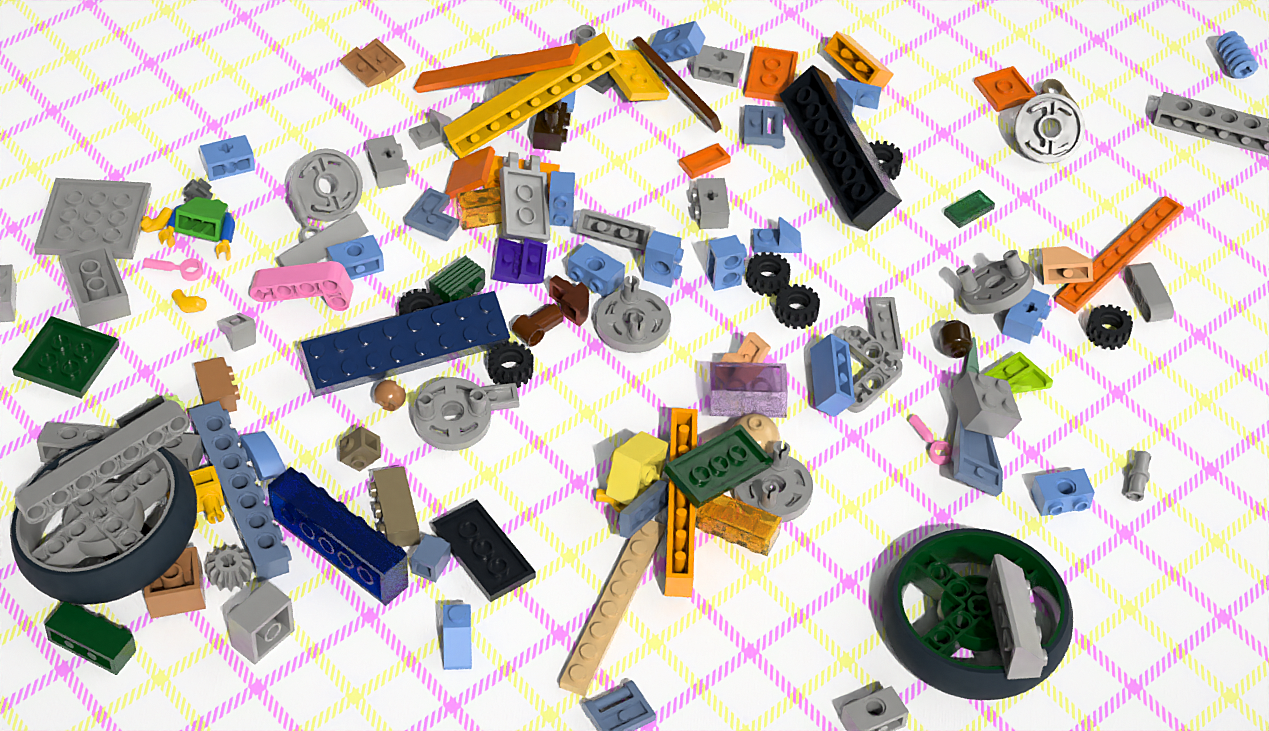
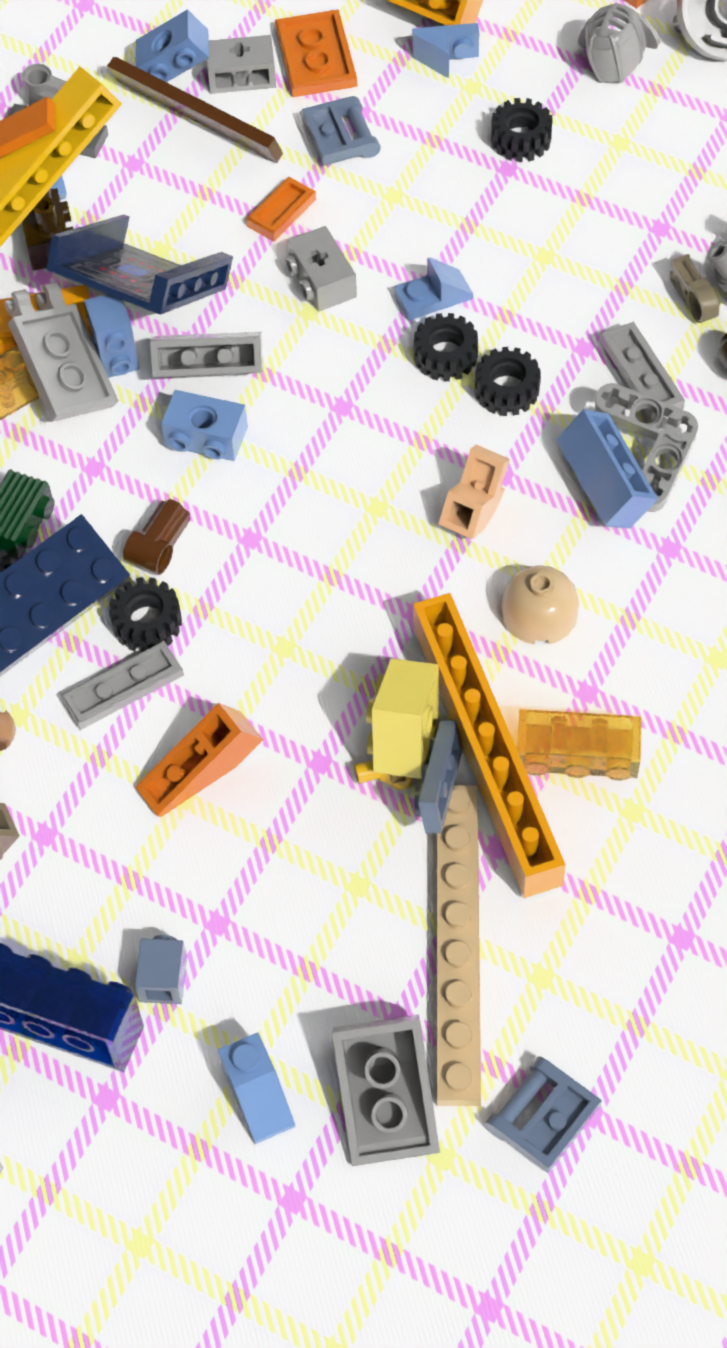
camera: 15 degrees left, 10 degrees up
(395, 506) = (73, 909): dark tan brick -> none
(472, 405) = (123, 704): light grey piece -> none
(484, 550) = (233, 927): black plate -> none
(506, 453) = (199, 759): none -> orange slope
(519, 262) = (88, 449): dark purple slope -> none
(532, 663) = (385, 1090): none -> light grey slope
(573, 299) = (193, 482): copper brick -> none
(578, 155) = (102, 261): none -> dark blue panel
(637, 77) = (142, 121): yellow plate -> none
(641, 309) = (286, 458): light grey piece -> none
(663, 259) = (295, 378): medium blue brick -> none
(718, 466) = (521, 672): dark green plate -> none
(725, 262) = (384, 351): medium blue brick -> none
(747, 389) = (503, 534): clear purple slope -> none
(780, 476) = (599, 641): light grey piece -> none
(840, 148) = (464, 129): black brick -> none
(944, 291) = (694, 289): none -> dark tan piece
(966, 134) = (614, 52): none -> light grey piece
(969, 209) = (668, 157): clear green tile -> none

